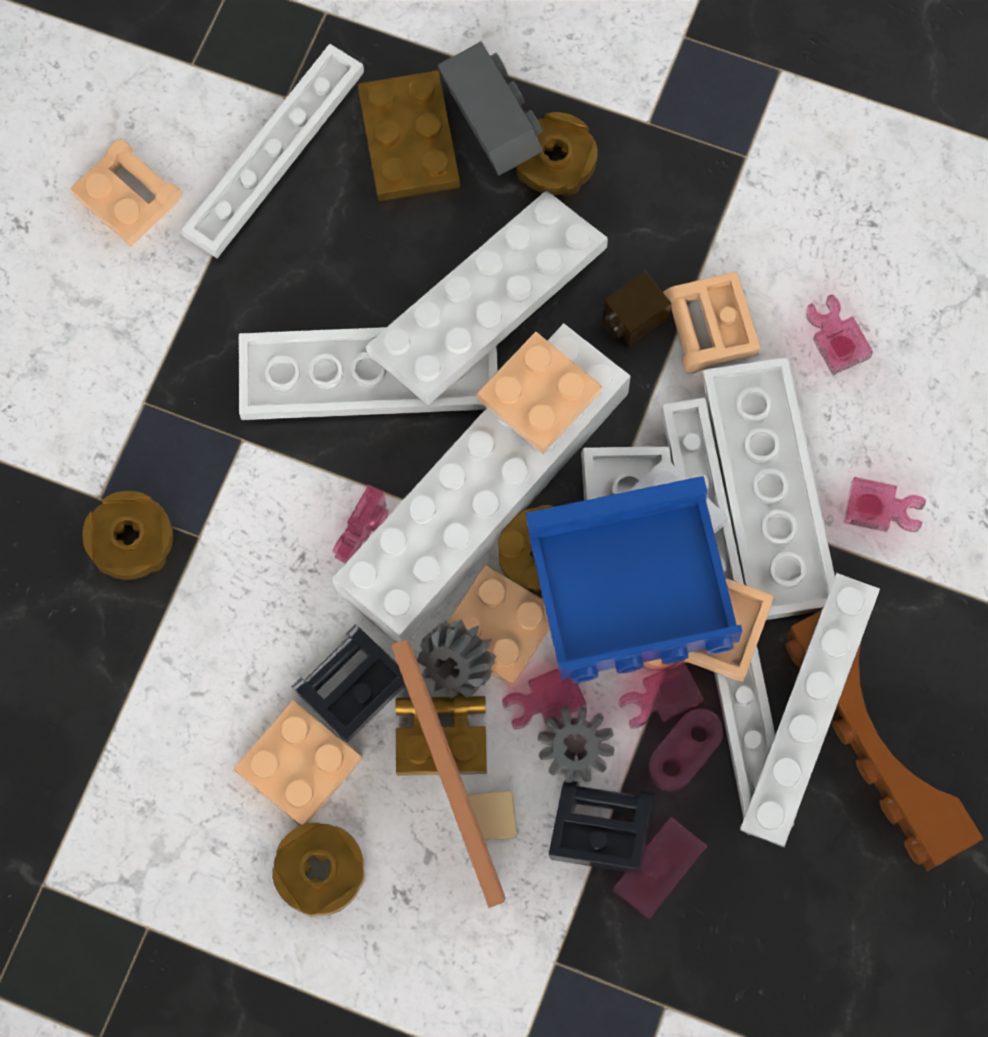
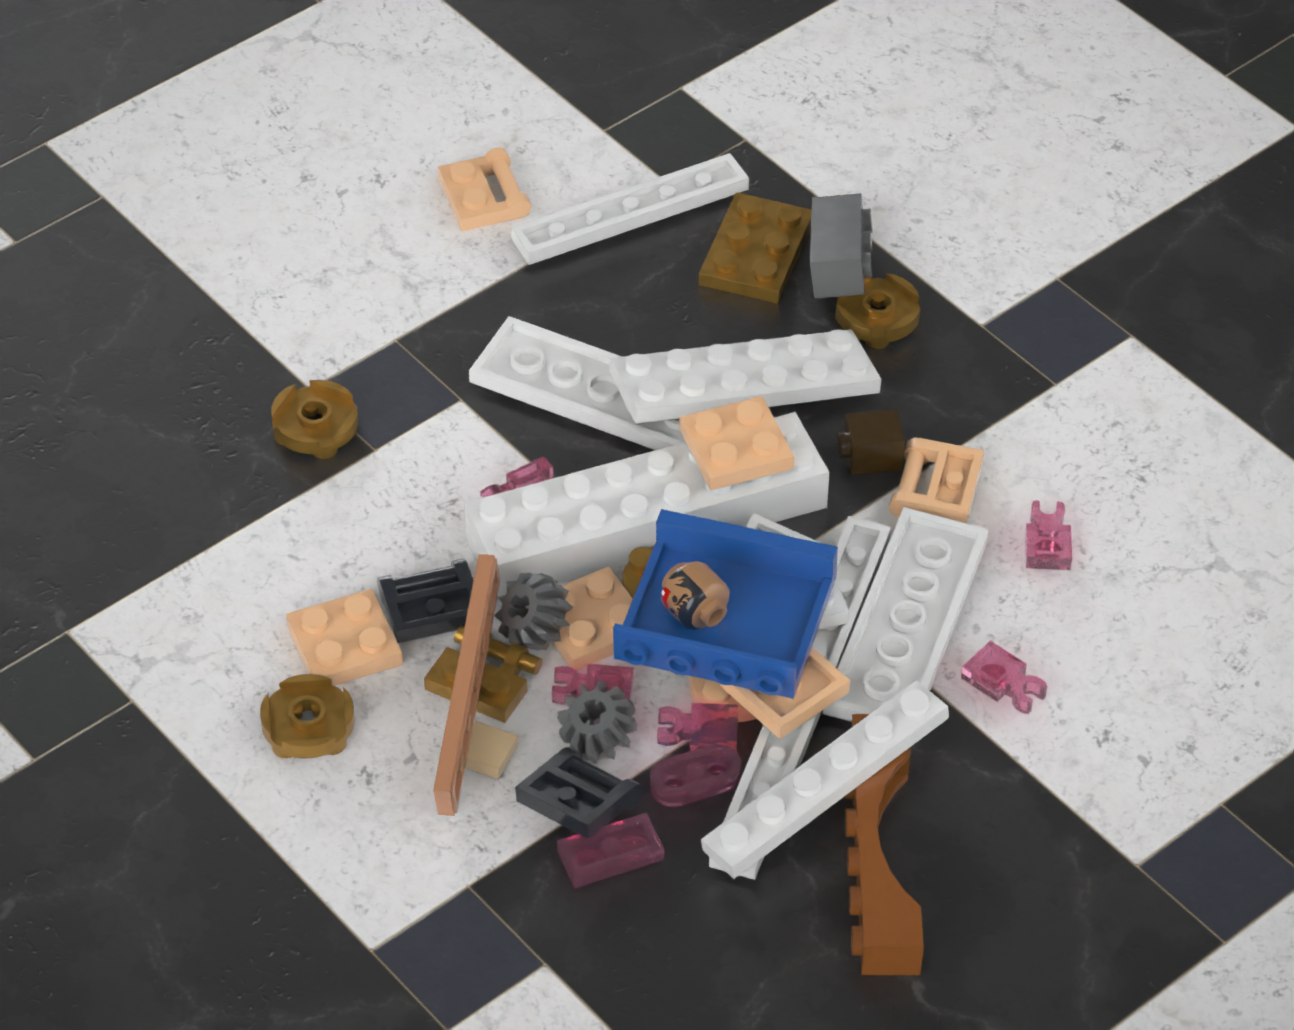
camera: 25 degrees right, 25 degrees down
(605, 588) = (694, 594): none -> medium nougat head

